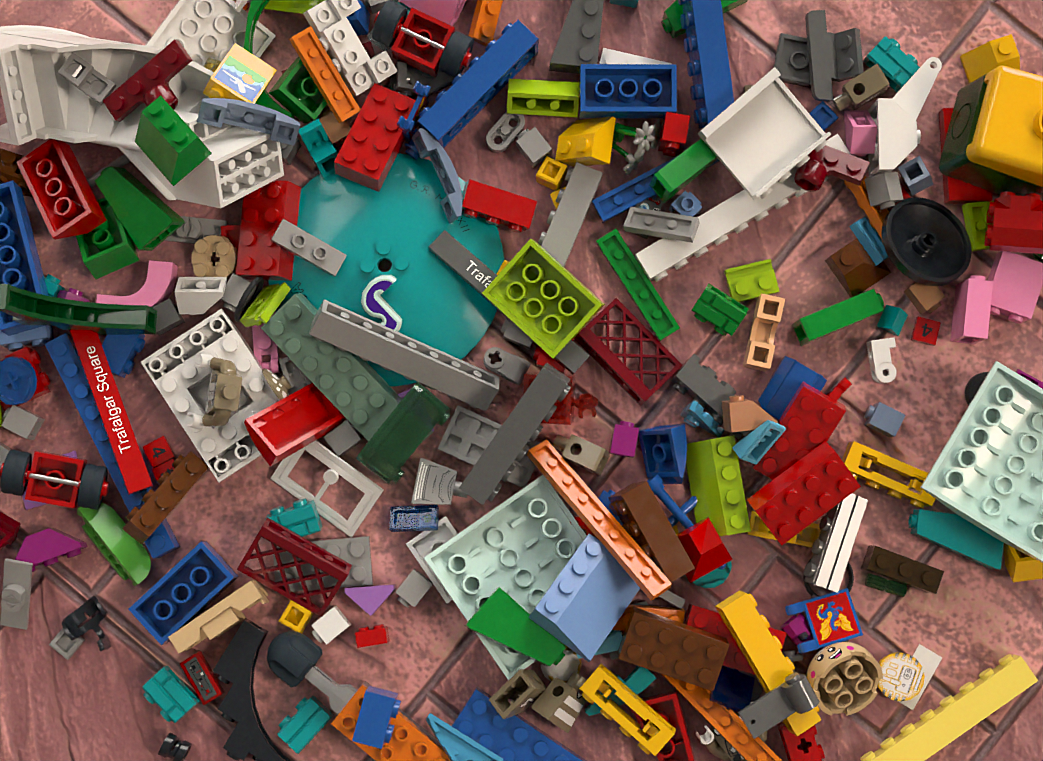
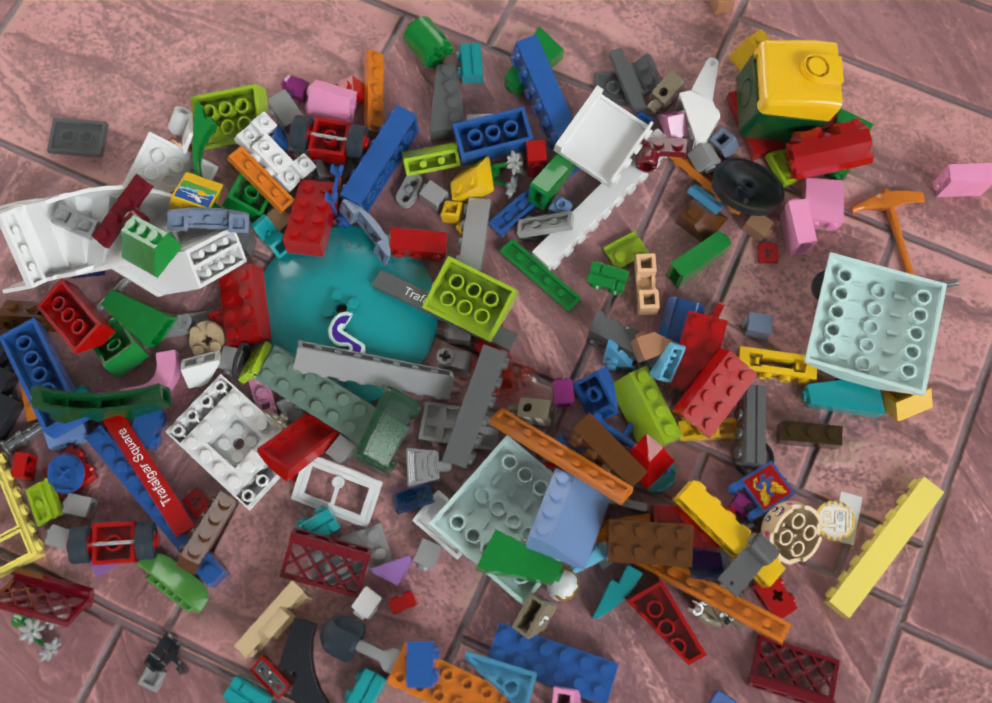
camera: 10 degrees left, 10 degrees down
(16, 593) = (101, 647): light grey piece -> none
(48, 546) = (118, 604): magenta slope -> none
(167, 317) = (180, 394): dark grey brick -> none
(183, 592) = (239, 607): blue brick -> none
(222, 392) = (235, 437): dark tan torso -> none
(296, 617) = (337, 604): yellow slope -> none
(308, 247) = (278, 308): light grey plate -> none
(561, 701) = (571, 614): dark tan torso -> none
(614, 366) = (540, 340): dark red fence -> none
(628, 724) = (659, 619): yellow brick -> none
(880, 360) = (740, 282): white leg -> none
(889, 586) = (804, 451): clear green piece -> none
(892, 319) = (740, 251): teal slope -> none
(893, 62) = (687, 71): teal brick -> none

